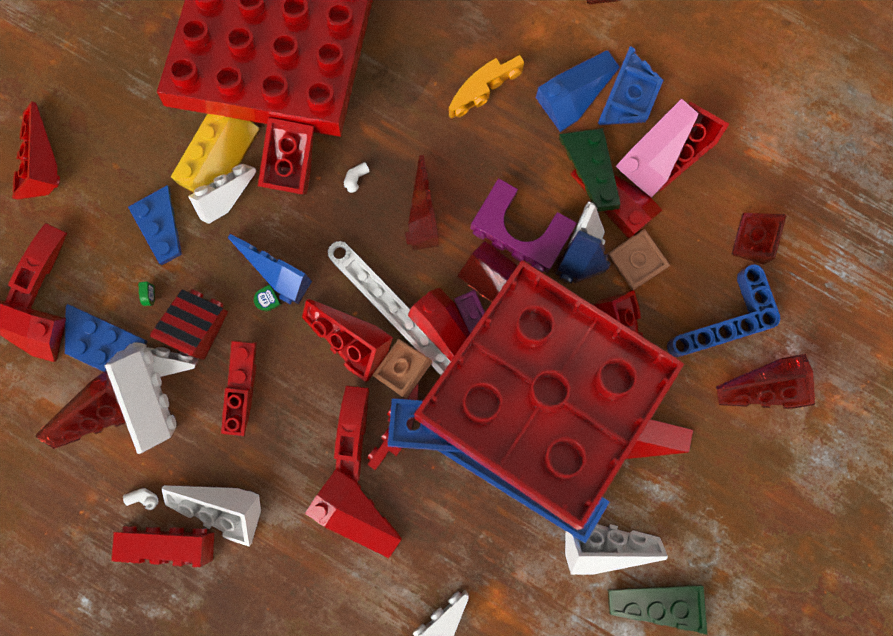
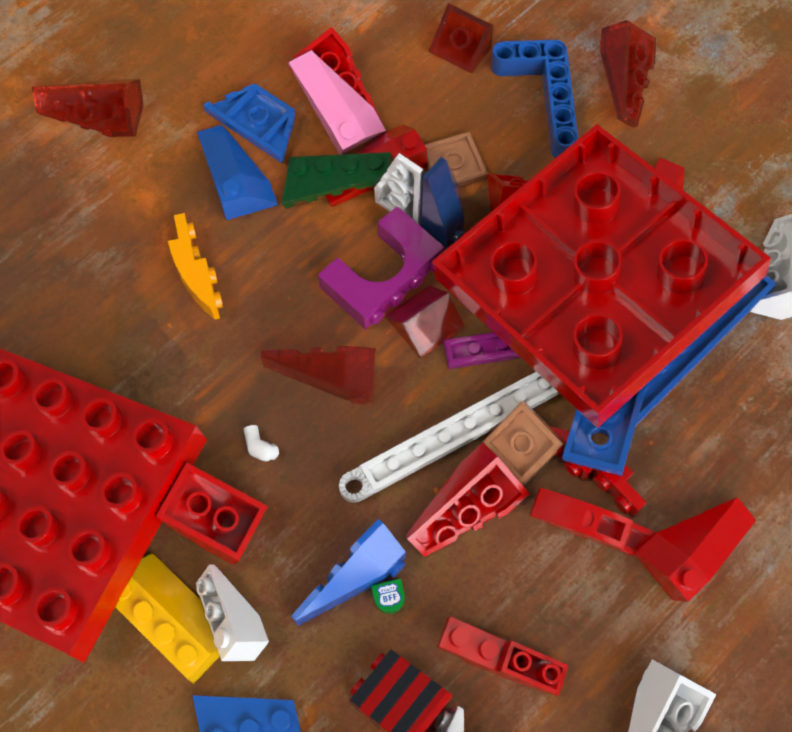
camera: 75 degrees left, 15 degrees down
(440, 321) = (482, 383): red wedge -> none

